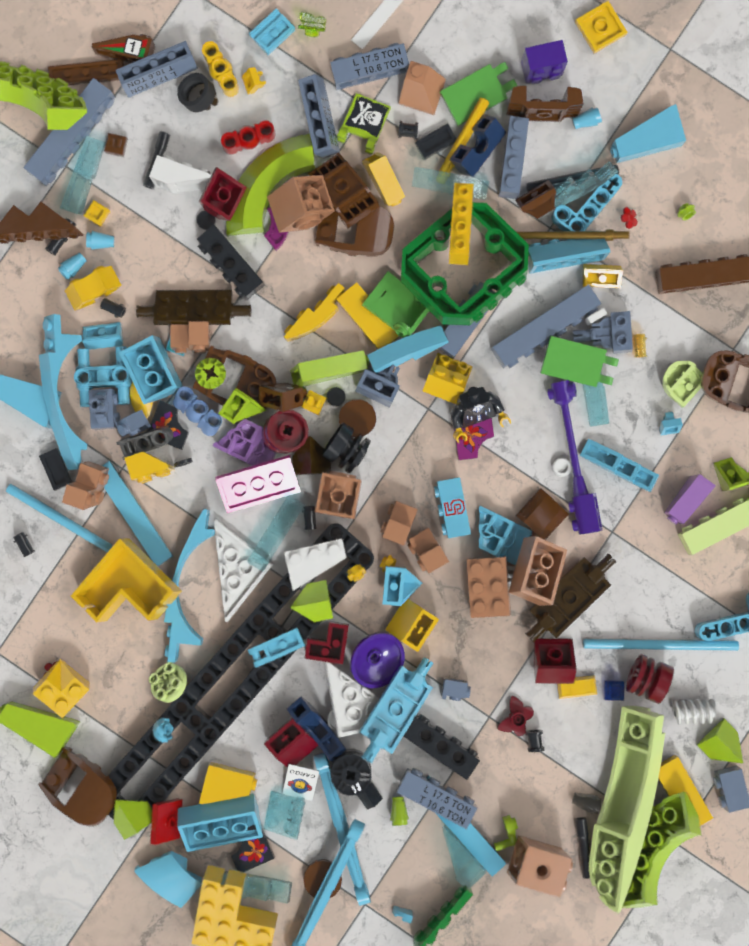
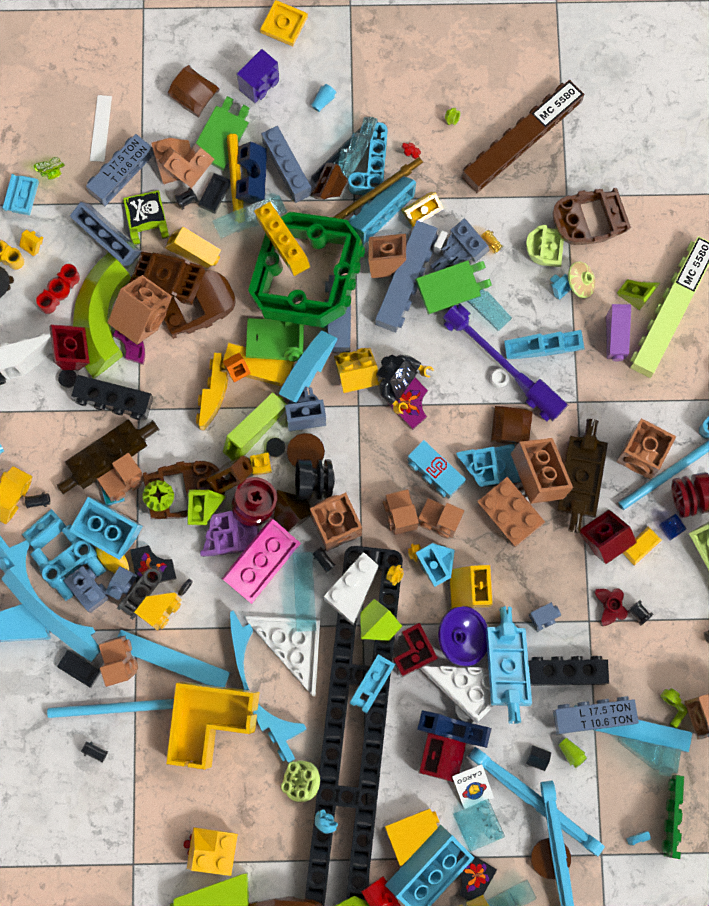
camera: 40 degrees left, 10 degrees down
(191, 404) = (168, 536): medium blue piece -> none
(347, 309) = (236, 367): none -> orange plate
(351, 761) = (499, 752): black wheel -> none
(428, 105) = (187, 168): none -> nougat brick
(479, 35) = (192, 90): none -> reddish brown slope
(542, 296) = (386, 254): none -> nougat slope
(545, 110) = (287, 111): reddish brown plate -> none
(637, 614) = (646, 449): none -> nougat brick
(653, 136) = (383, 79): medium azure slope -> none
(691, 432) = (581, 279): none -> dish

